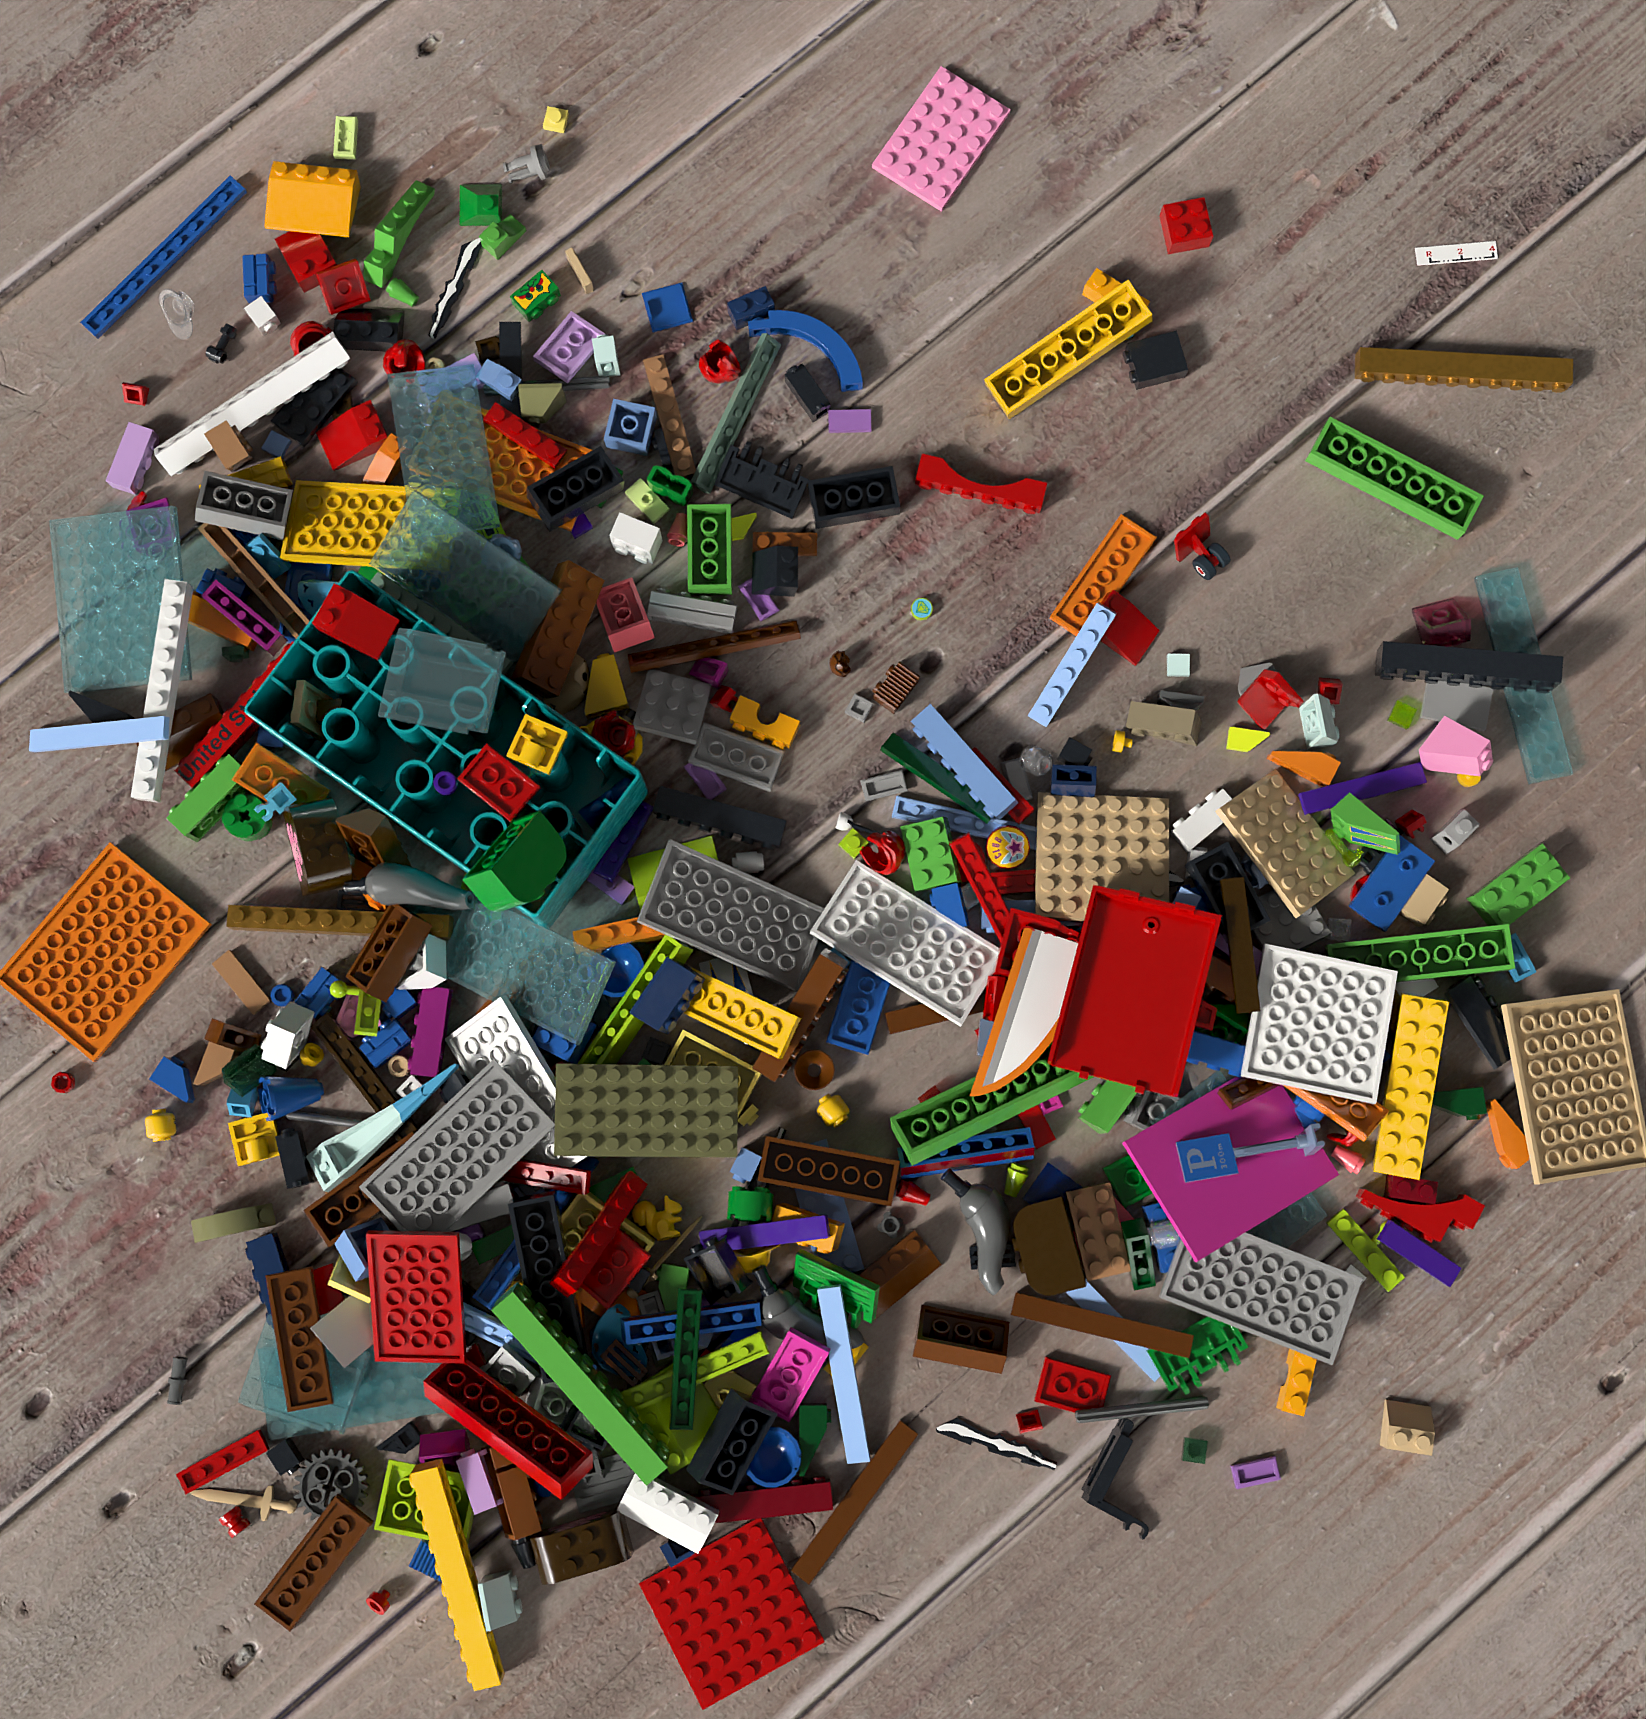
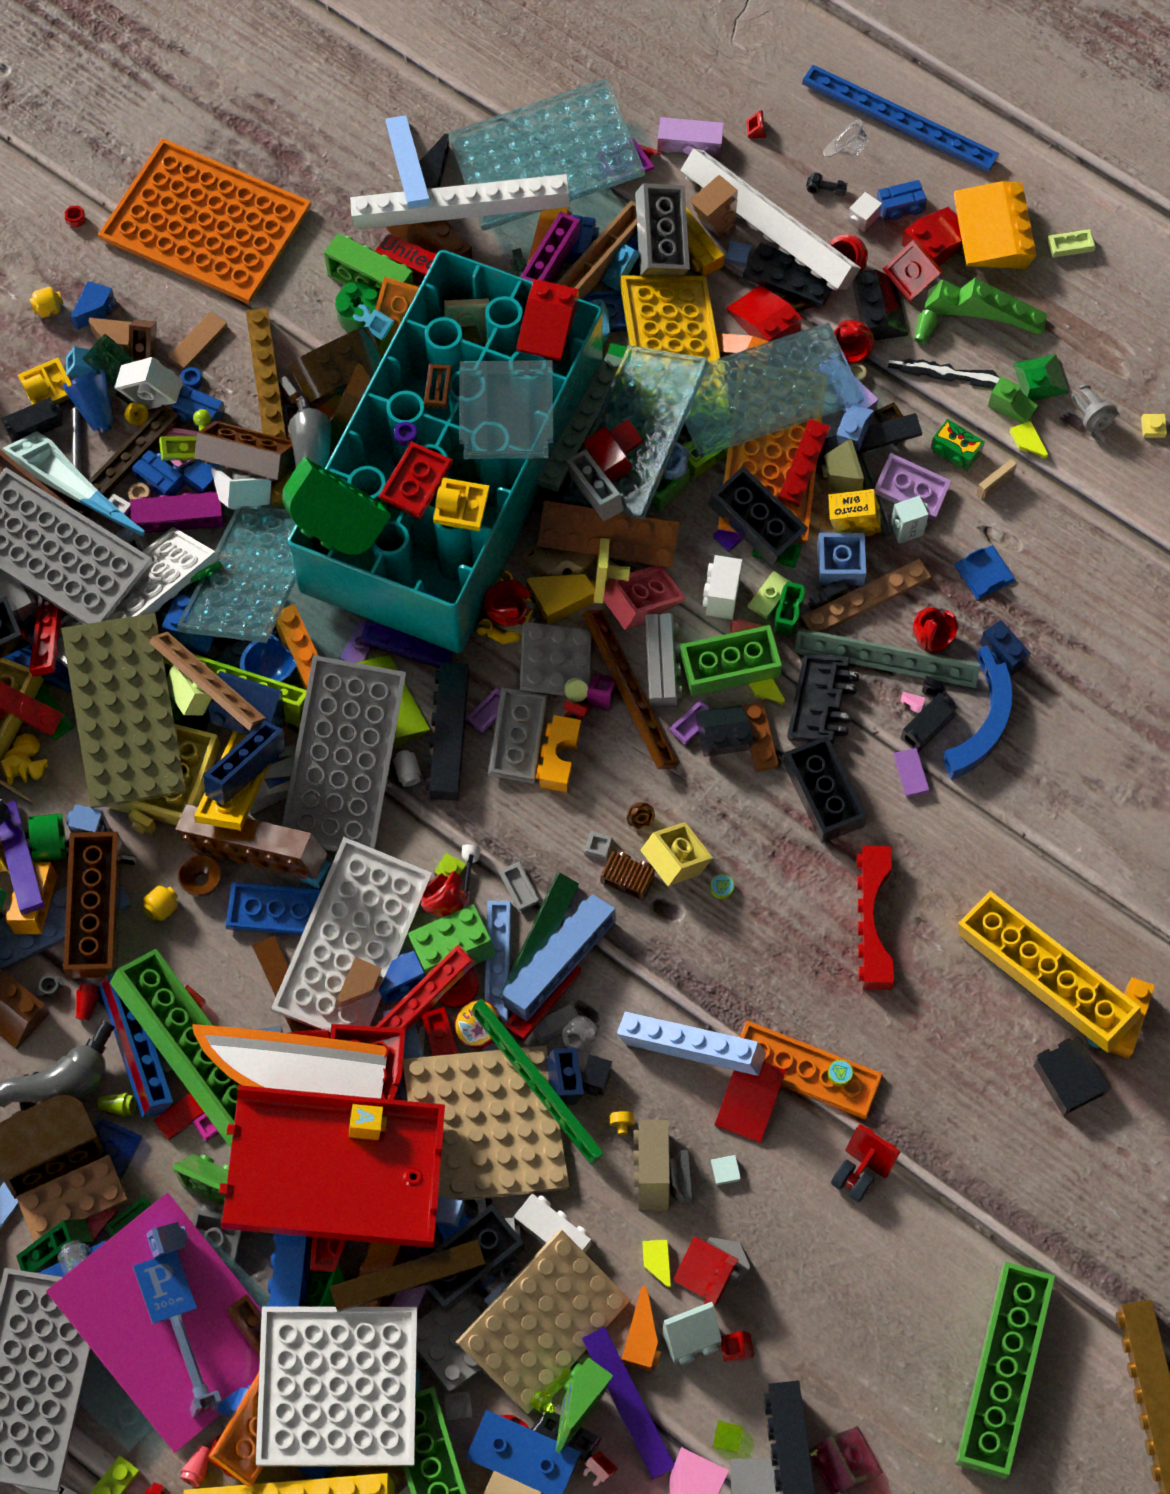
camera: 80 degrees right, 15 degrees down
(323, 902) = (288, 390): none -> light grey tile
(419, 748) = (436, 403): none -> reddish brown tile
(473, 585) = (626, 436): none -> red slope
(488, 607) = (607, 454): none -> red brick
(517, 1007) = (207, 571): none -> green helmet
(519, 625) = (594, 485): none -> light grey brick
(543, 233) = (1028, 439): none -> neon yellow tile
(590, 402) = (855, 512): none -> yellow brick
(601, 640) = (606, 571): none -> light yellow tile
(638, 1045) = (186, 693): none -> yellowish green brick
(640, 1024) = (207, 680): none -> medium nougat tile
(708, 693) = (576, 689): none -> yellowish green tile
(734, 1003) = (244, 762): none -> dark blue brick
(773, 381) = (933, 687): none -> black tile
(782, 400) = (916, 702): none -> bright pink tile
(889, 639) = (676, 853): none -> light yellow brick
(954, 943) = (359, 982): none -> medium nougat slope
(1076, 805) = (536, 1082): none -> green tile
(1098, 955) = (366, 1122): none -> yellow brick
(1115, 548) = (840, 1072): none -> tile
(1171, 1148) = (167, 1239): none -> medium blue slope

